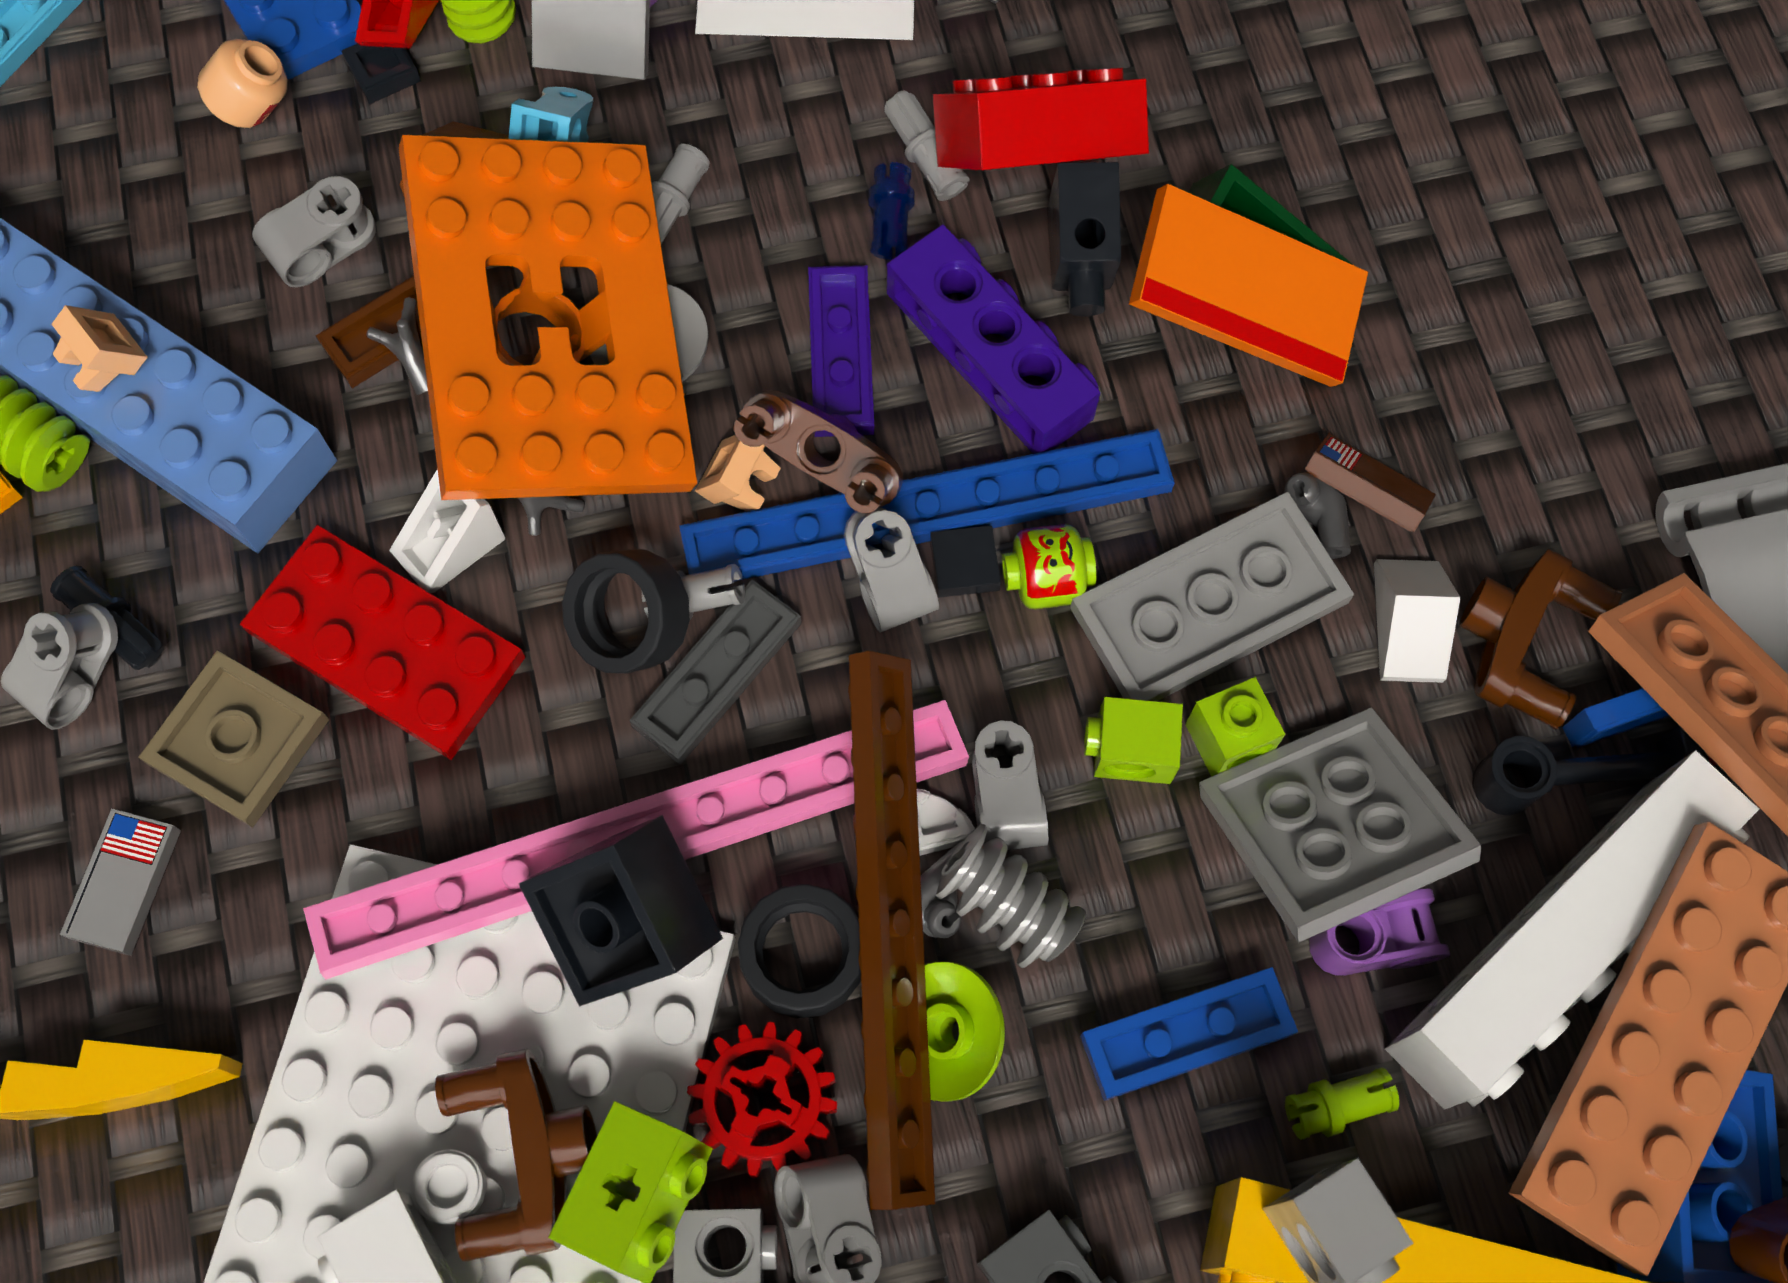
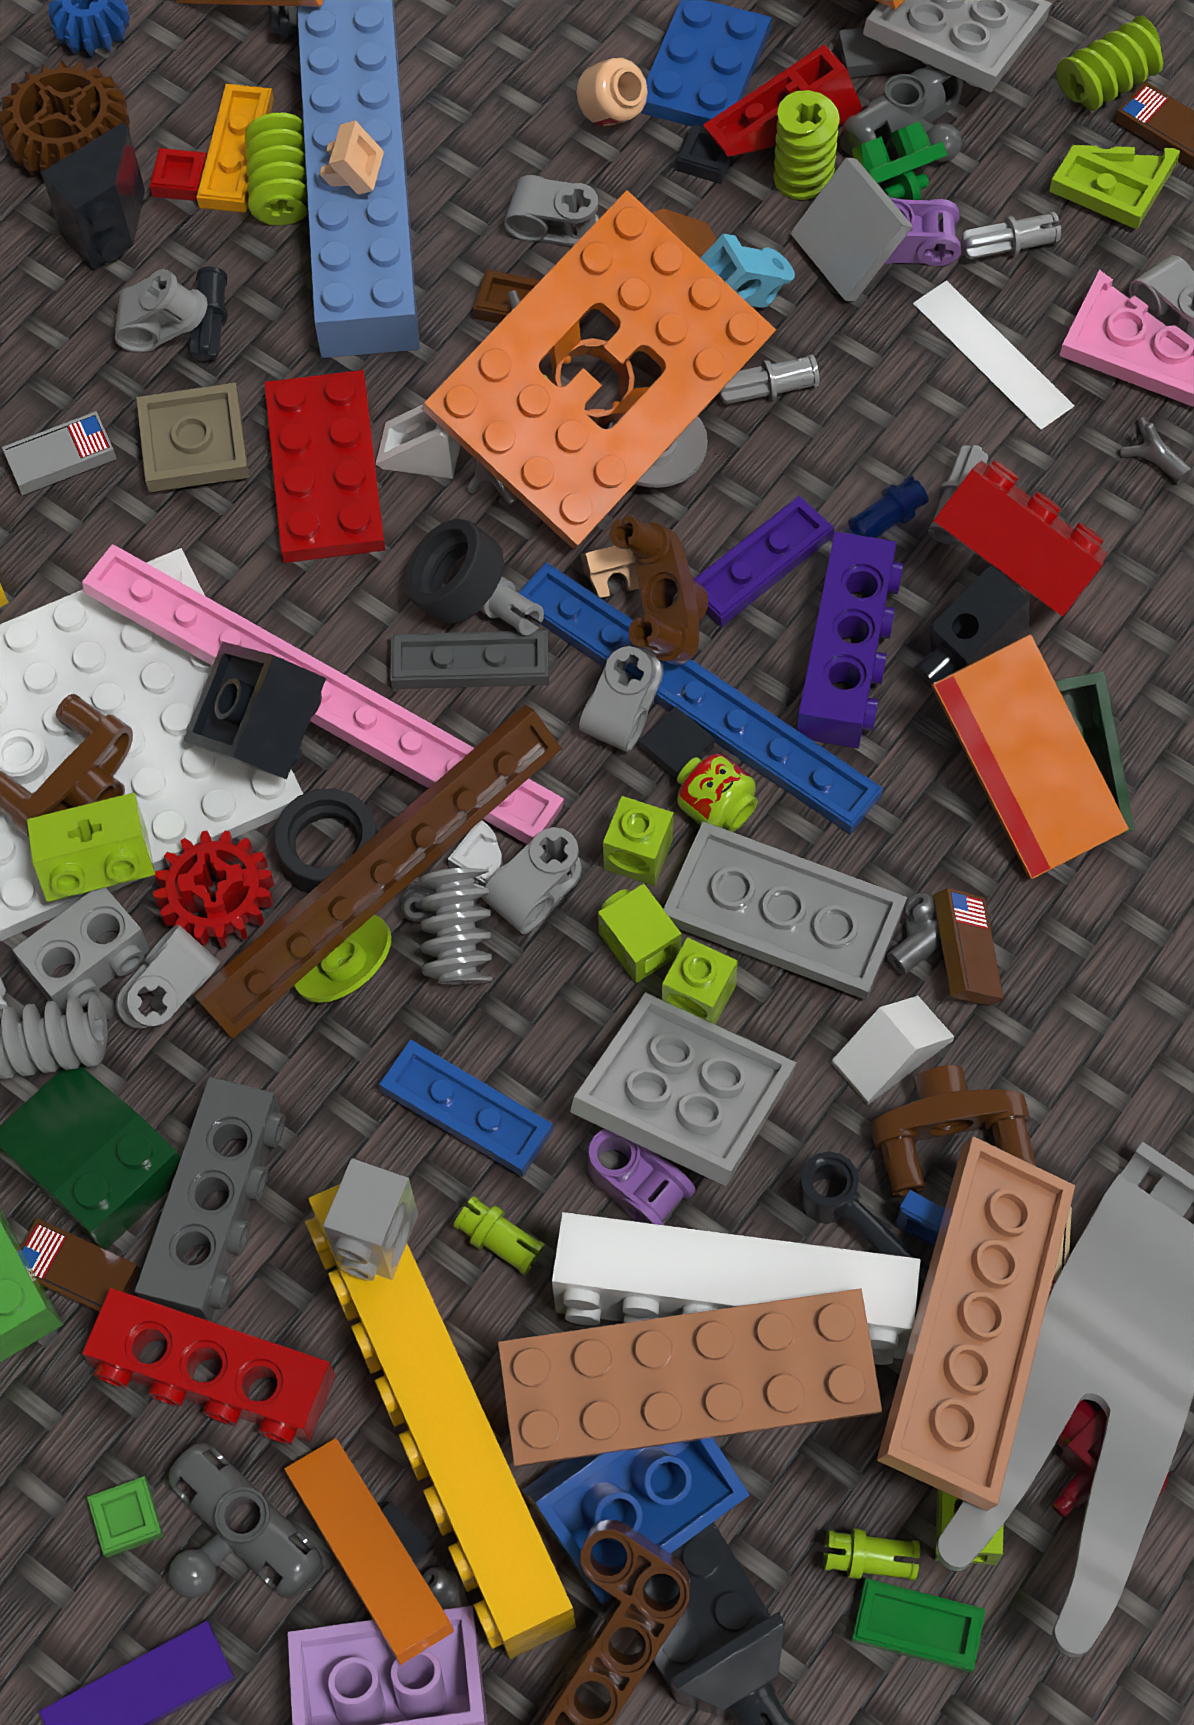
camera: 55 degrees right, 5 degrees down
(1046, 668) = (638, 840): none -> lime brick

